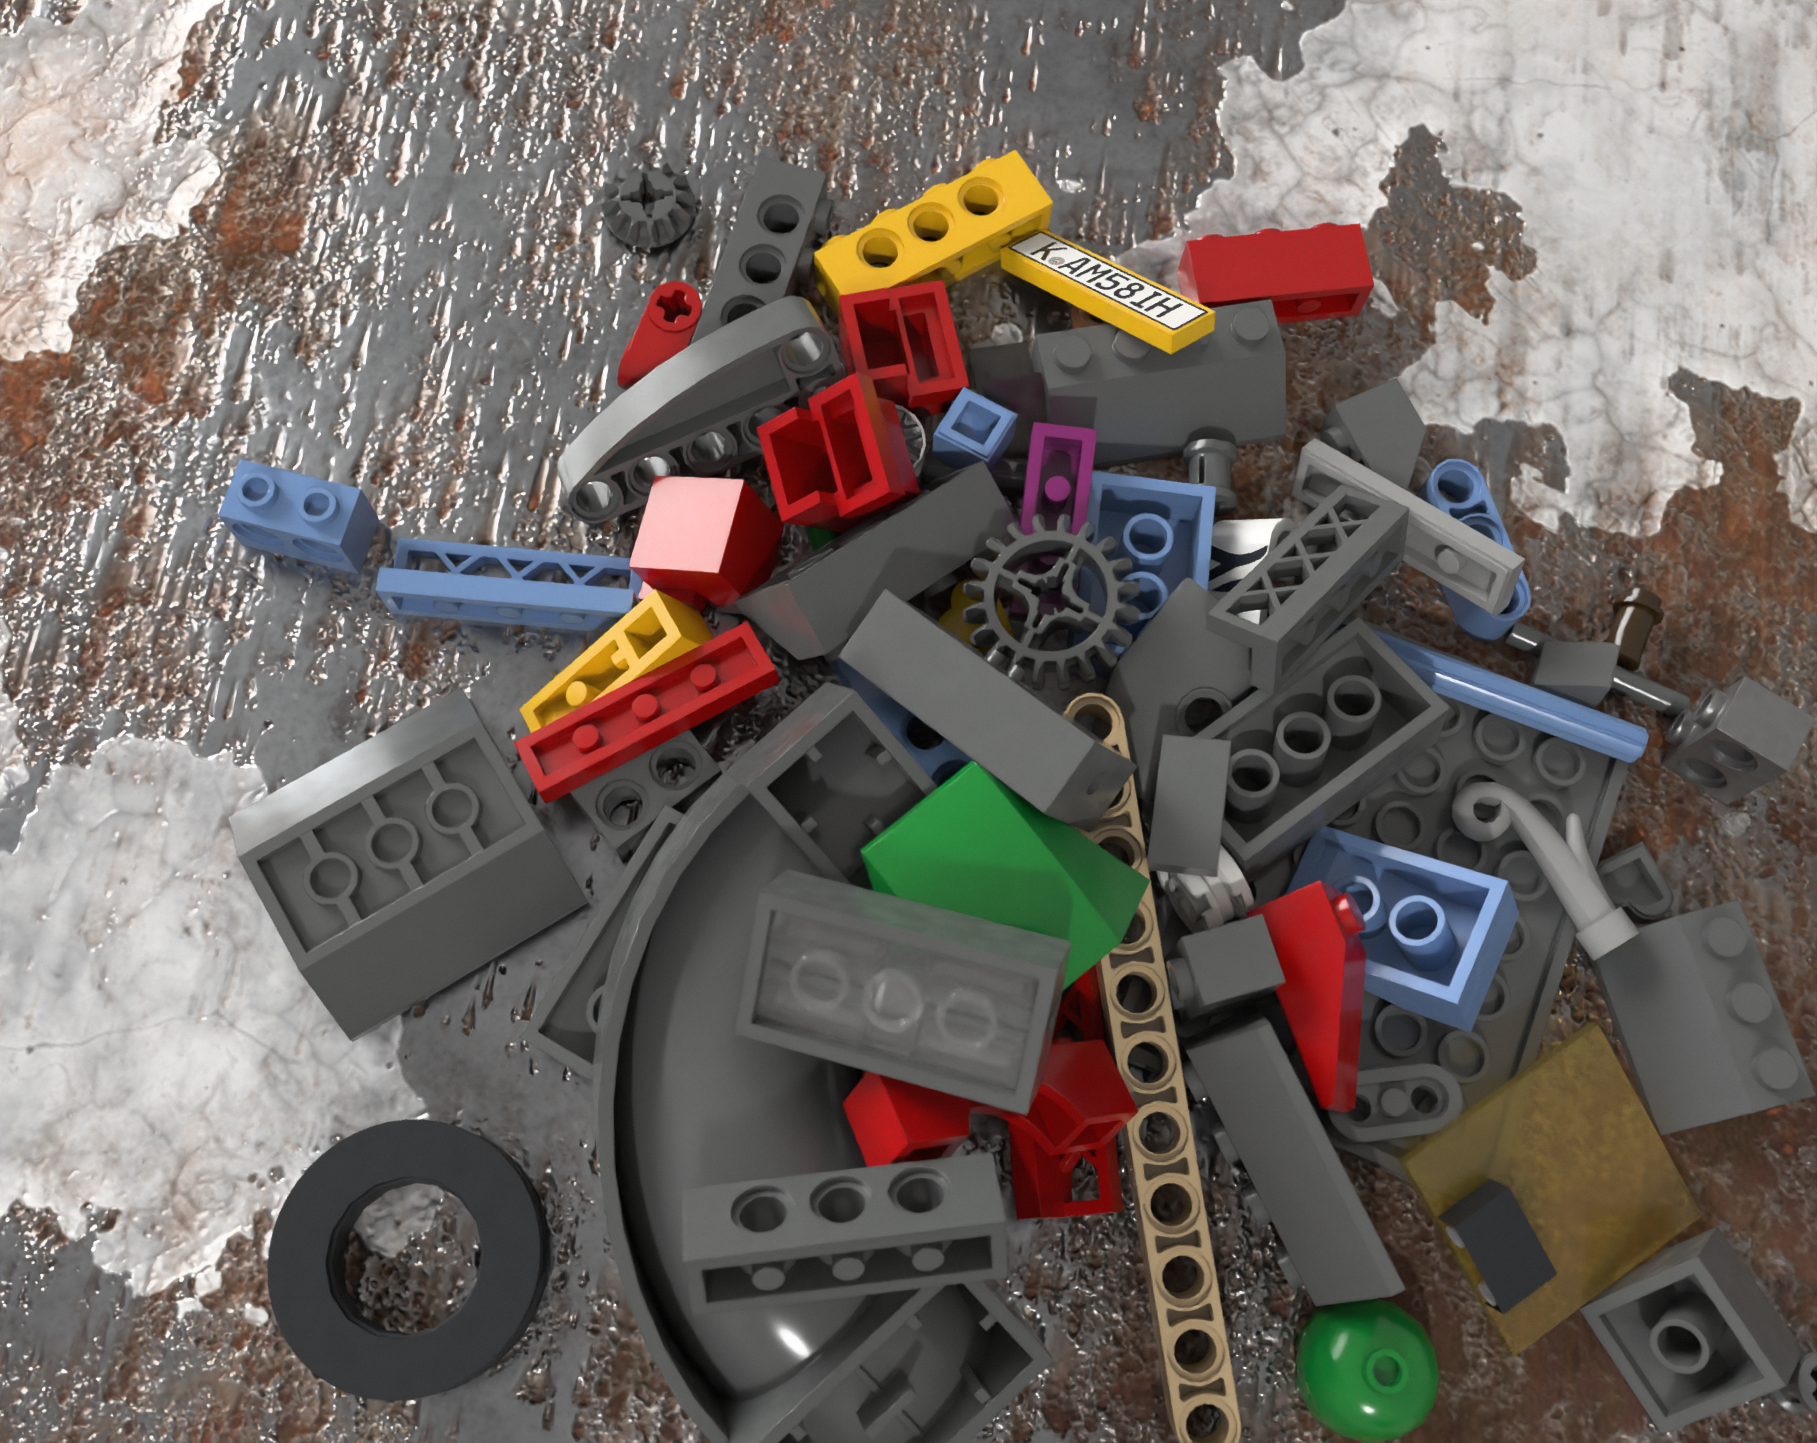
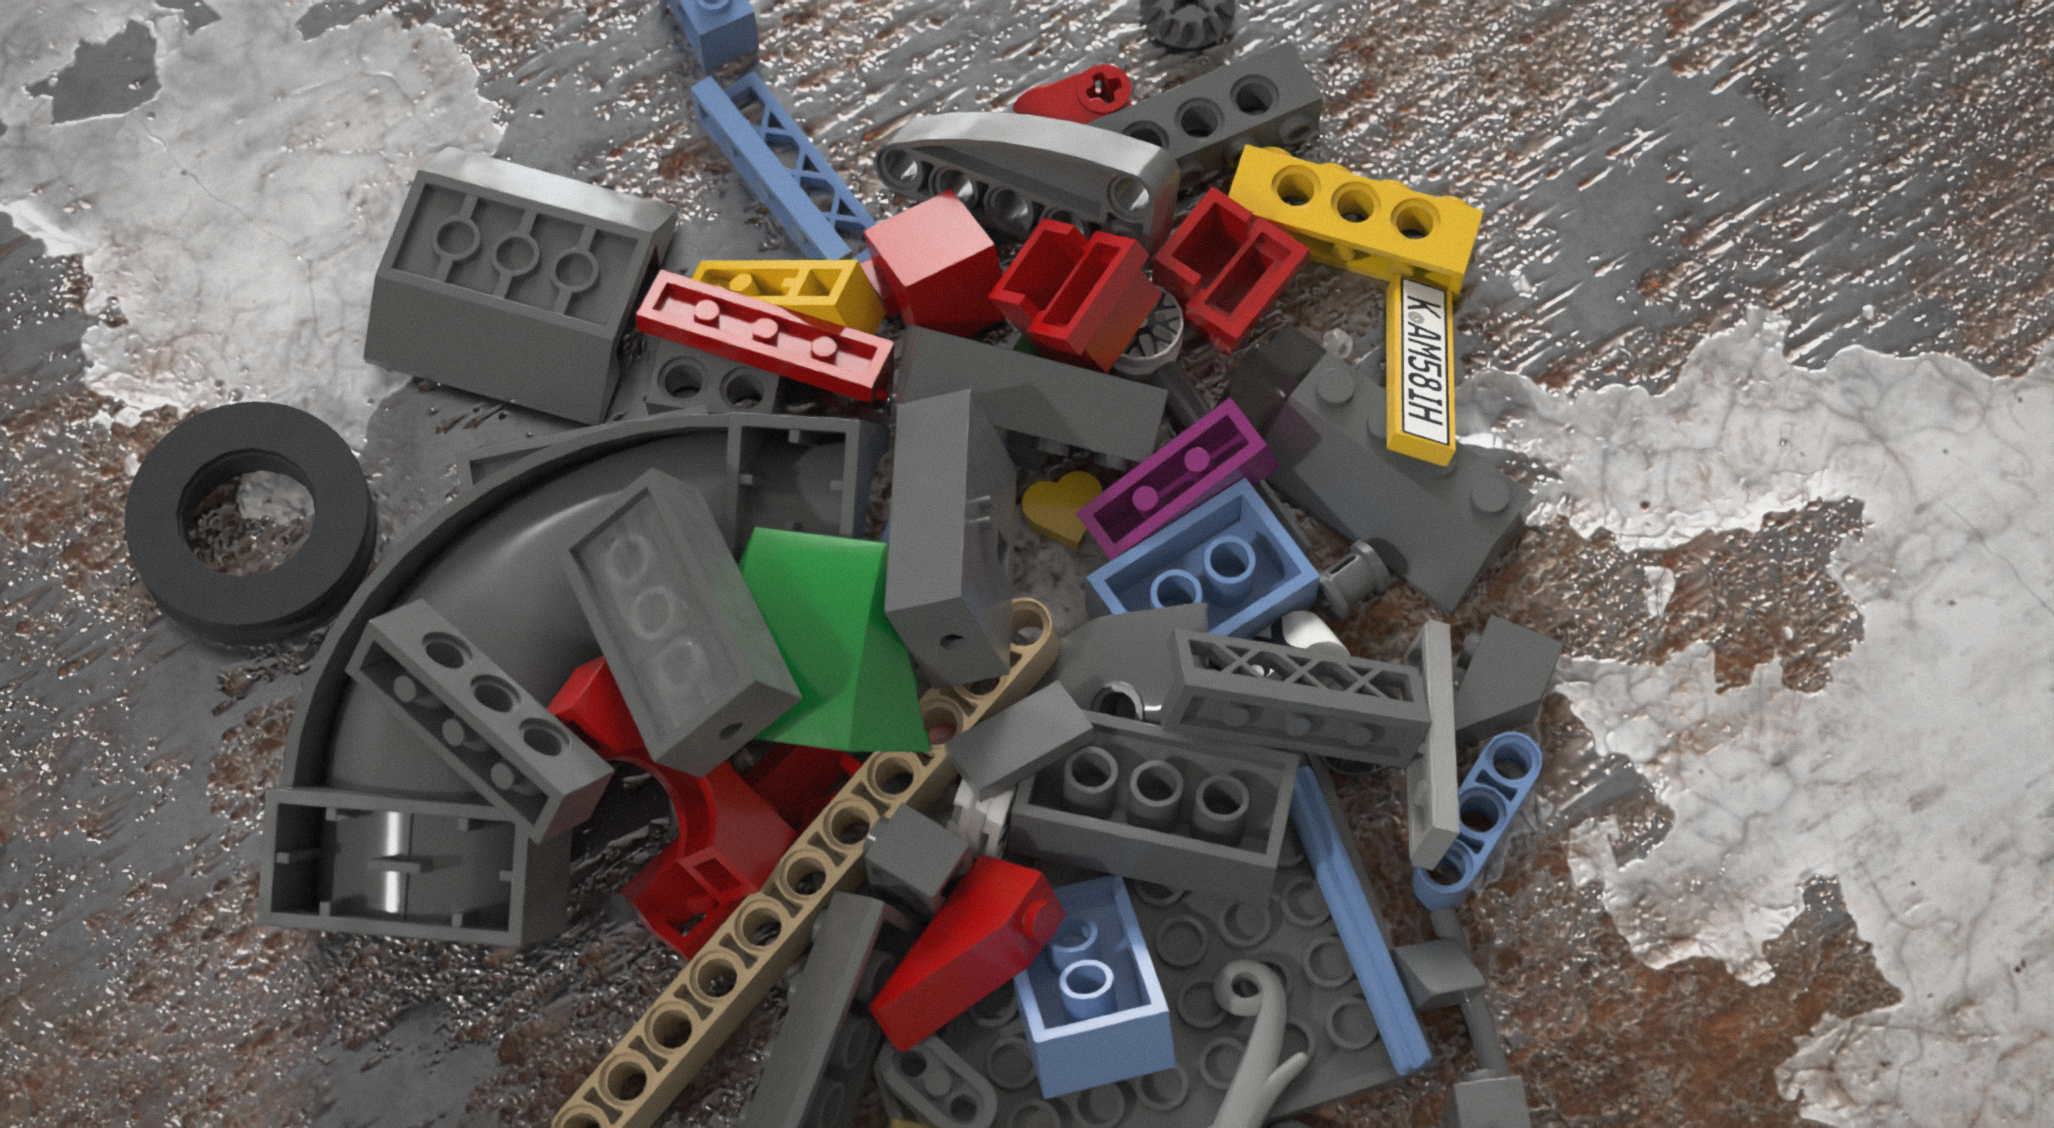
camera: 55 degrees right, 5 degrees down
(973, 432) = (1204, 376): medium blue slope -> none
(1027, 587) = (1044, 533): dark grey gear -> none
(1302, 271) = (1582, 491): red brick -> none
(1634, 619) = (1532, 1001): dark brown pin -> none

